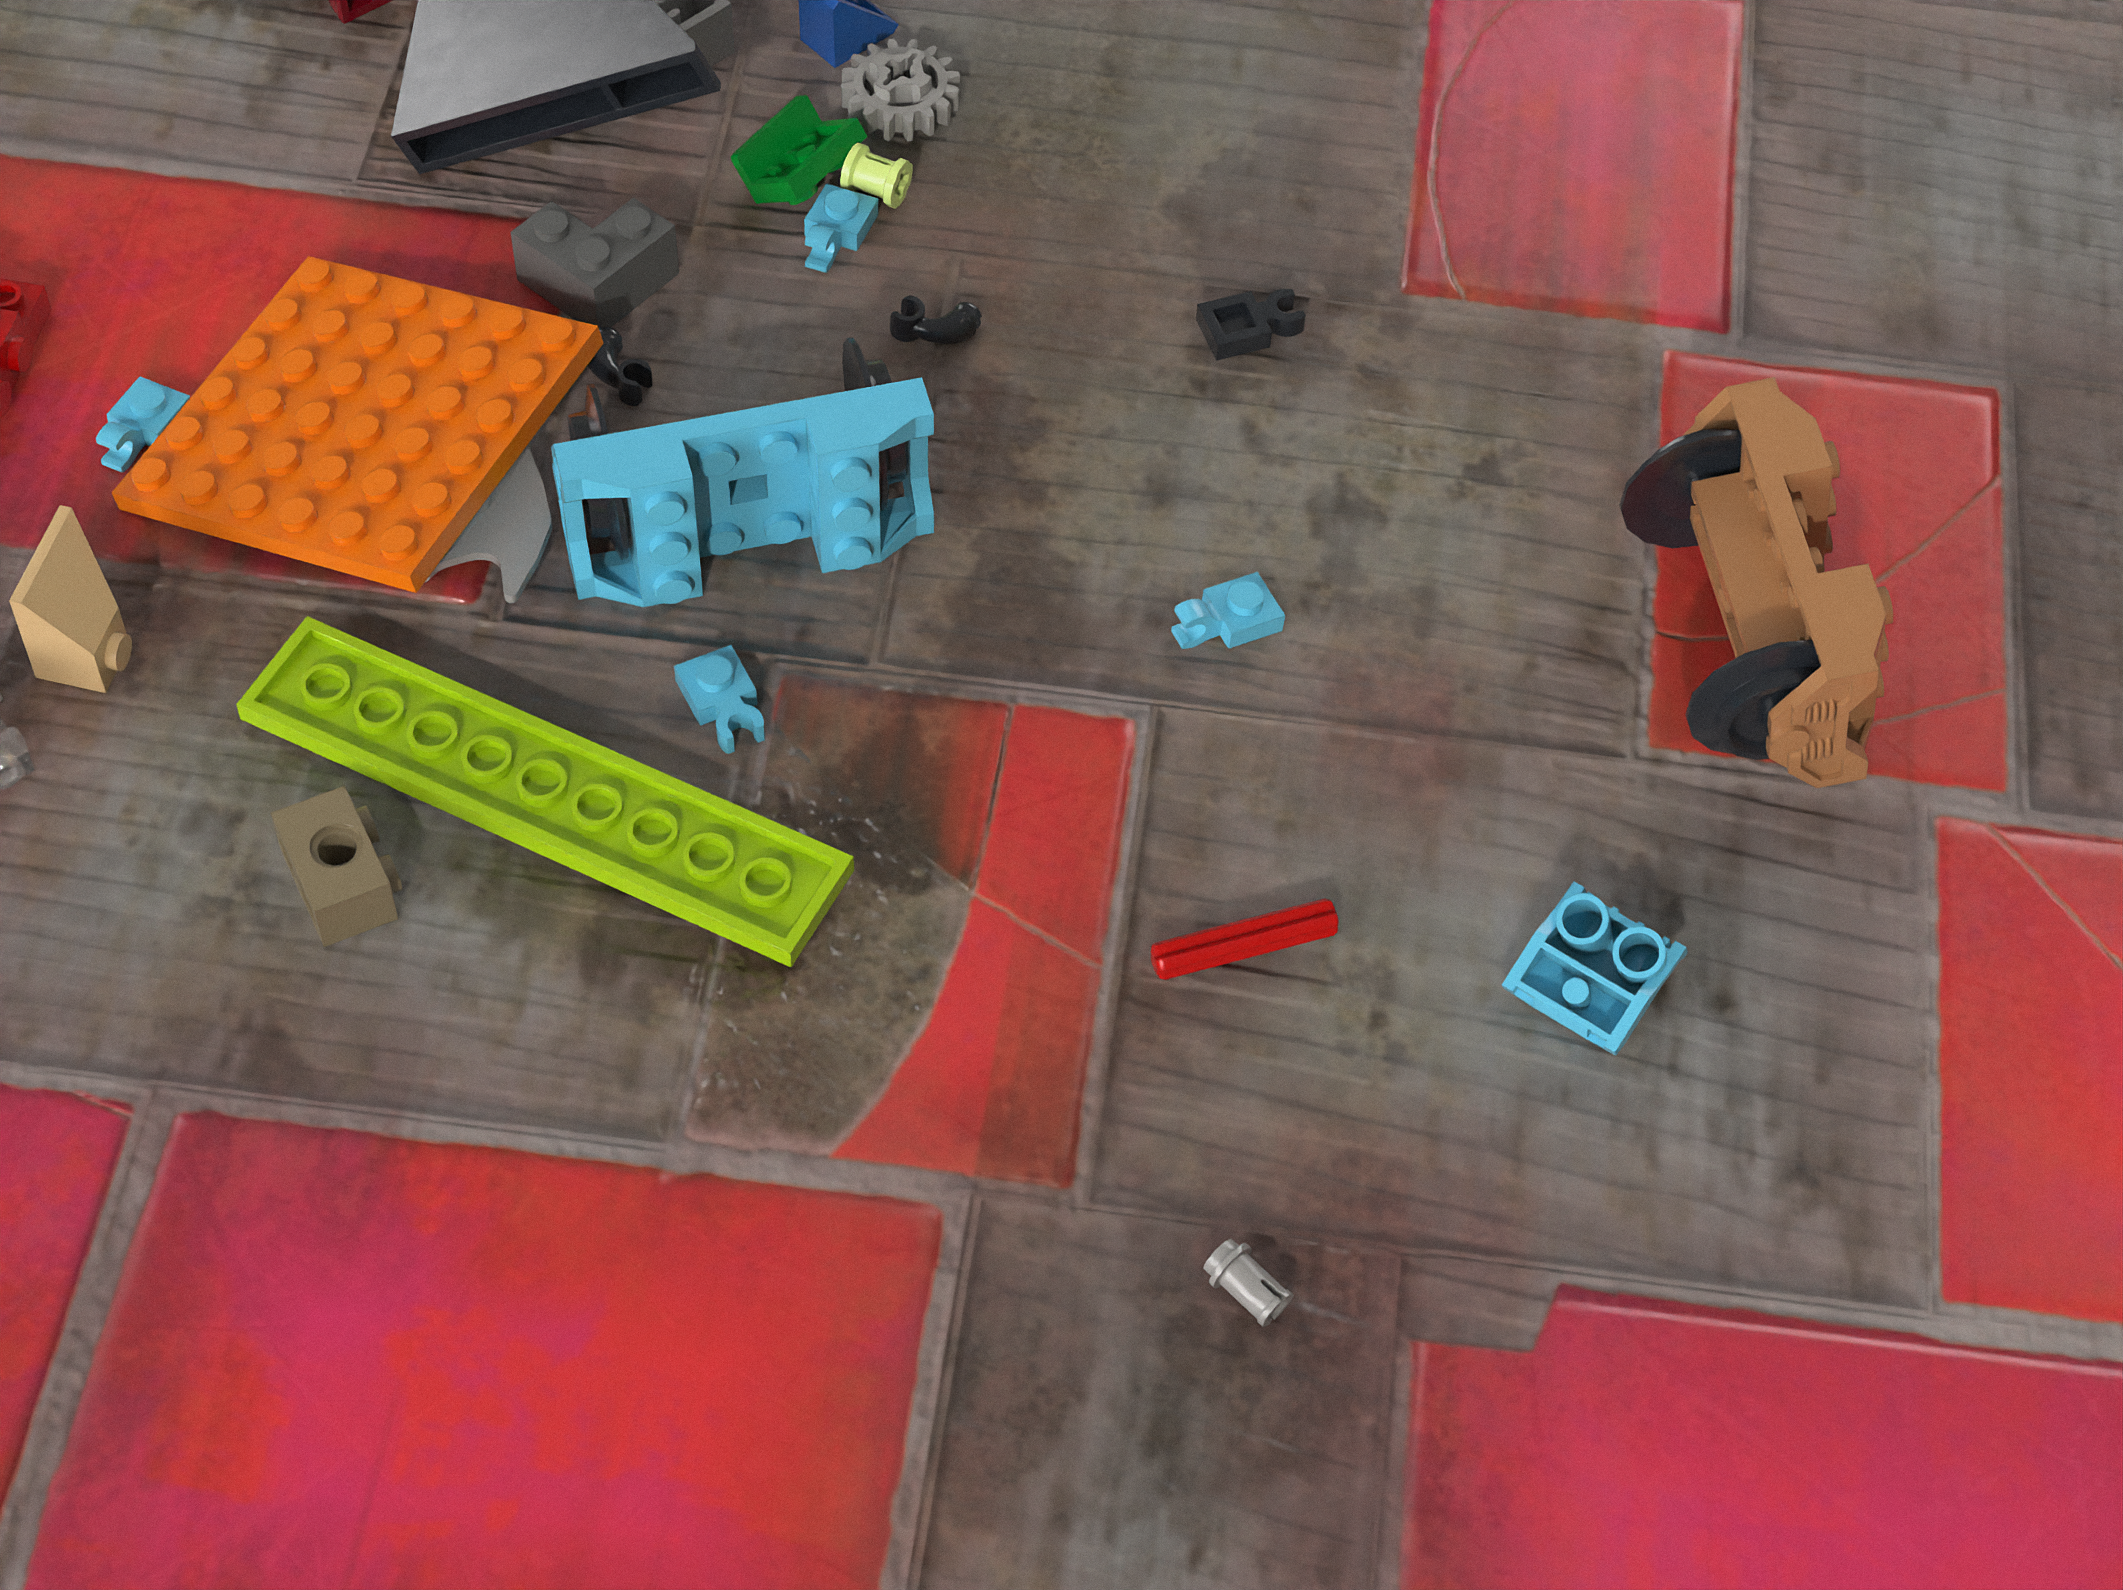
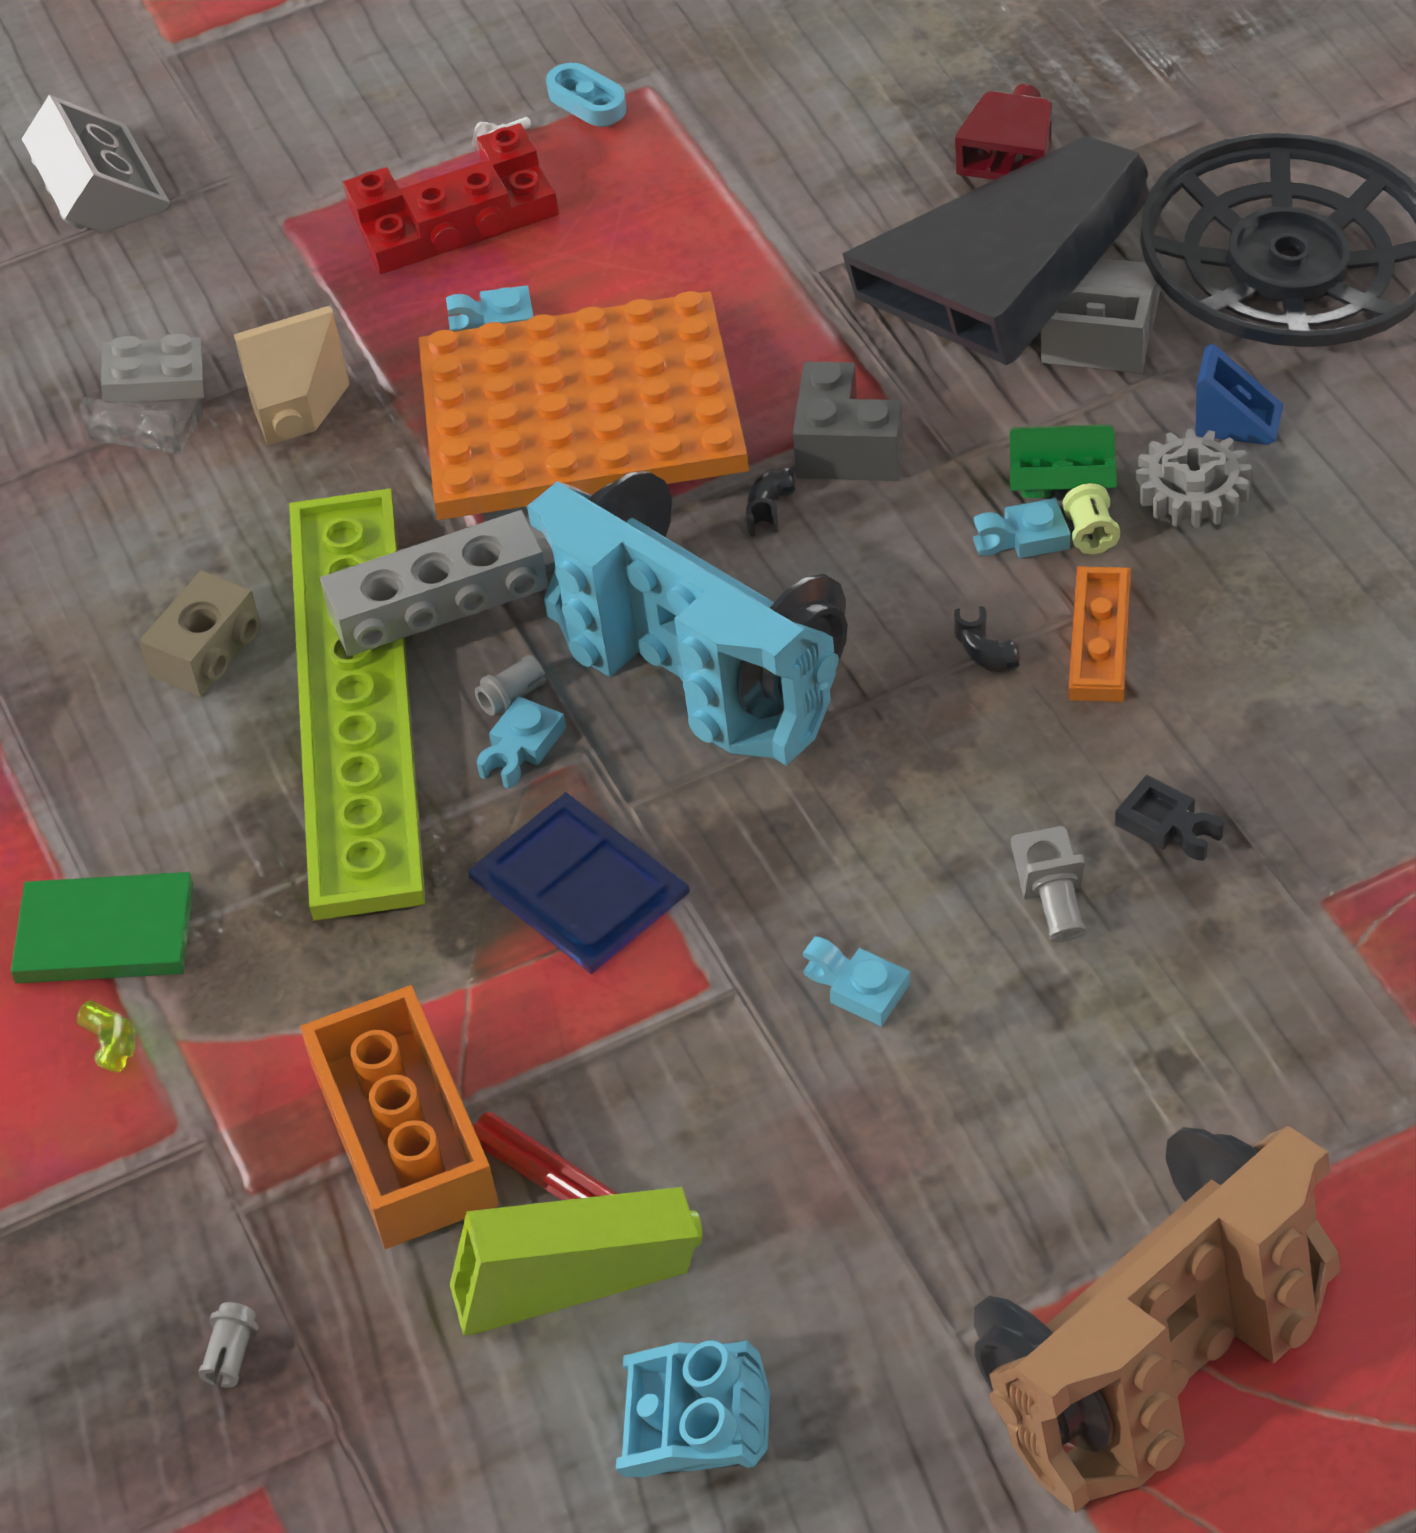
camera: 65 degrees right, 5 degrees down
(496, 640) = (434, 582): none -> light grey brick
(635, 1144) = (102, 927): none -> green tile
(655, 678) = (500, 691): none -> light grey pin
(785, 1195) = (114, 1035): none -> clear neon green arm
(930, 747) = (578, 882): none -> clear blue piece
(999, 249) = (1100, 634): none -> orange tile
(1114, 1005) = (399, 1116): none -> orange brick
(1244, 429) = (1052, 880): none -> light grey bracket
(1371, 968) = (567, 1253): none -> lime slope

